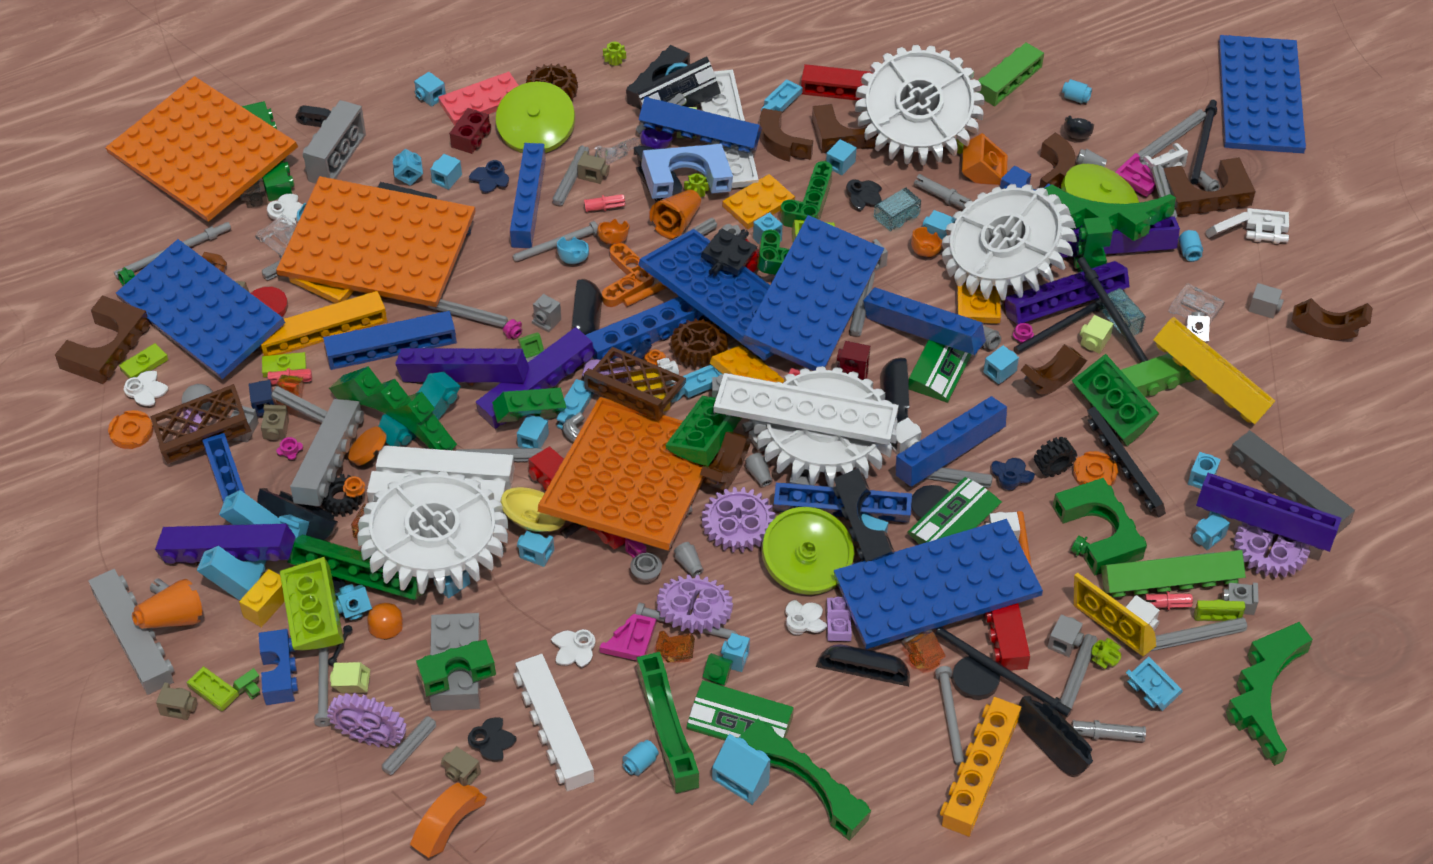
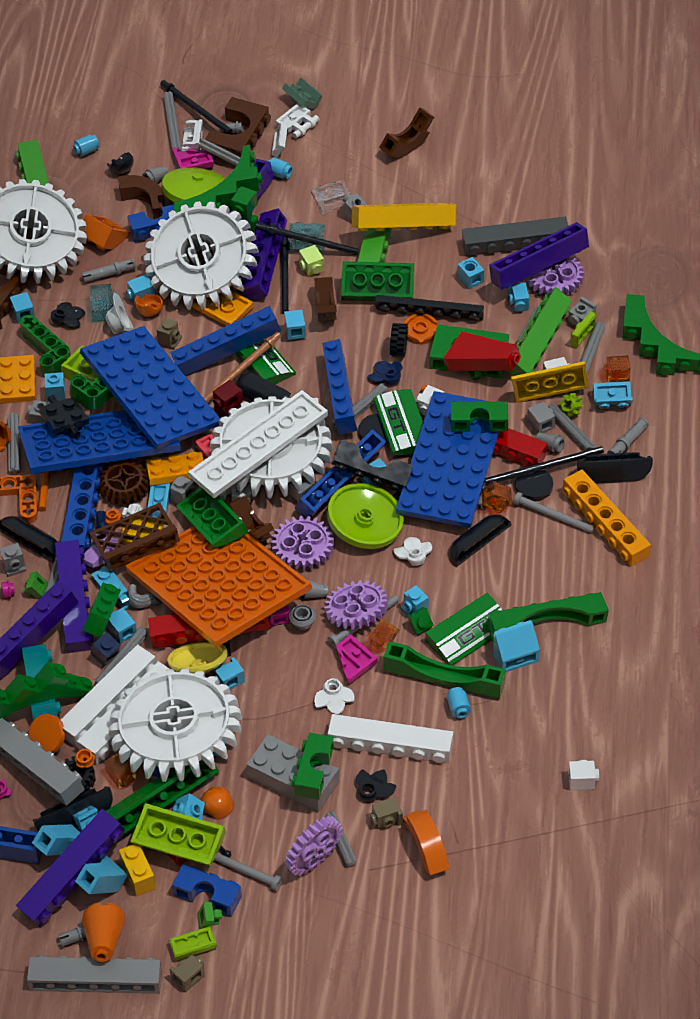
camera: 55 degrees left, 0 degrees up
(350, 677) = (257, 845): yellowish green brick -> none
(493, 434) = (105, 649): none -> dark blue brick
(759, 469) = (267, 508): light grey cone -> none
(838, 620) = (428, 532): lavender slope -> none
(890, 227) = (117, 317): none -> white piece
(904, 276) = (168, 334): none -> dark tan brick
(951, 354) = (269, 343): none -> nougat bar
(989, 557) = (466, 412): none -> green arch
(1023, 332) = (274, 298): dark pink plate -> none
(1042, 664) = (554, 442): none -> light grey cone
(1090, 532) = (481, 353): none -> red slope
(1170, 600) = (555, 350): coral axle -> none
(1193, 670) = (617, 369): none -> clear orange brick
(1261, 94) = (178, 54): blue plate -> none
(1266, 301) = (360, 159): light grey brick -> none
(1303, 210) = (303, 93): none -> sand green bracket

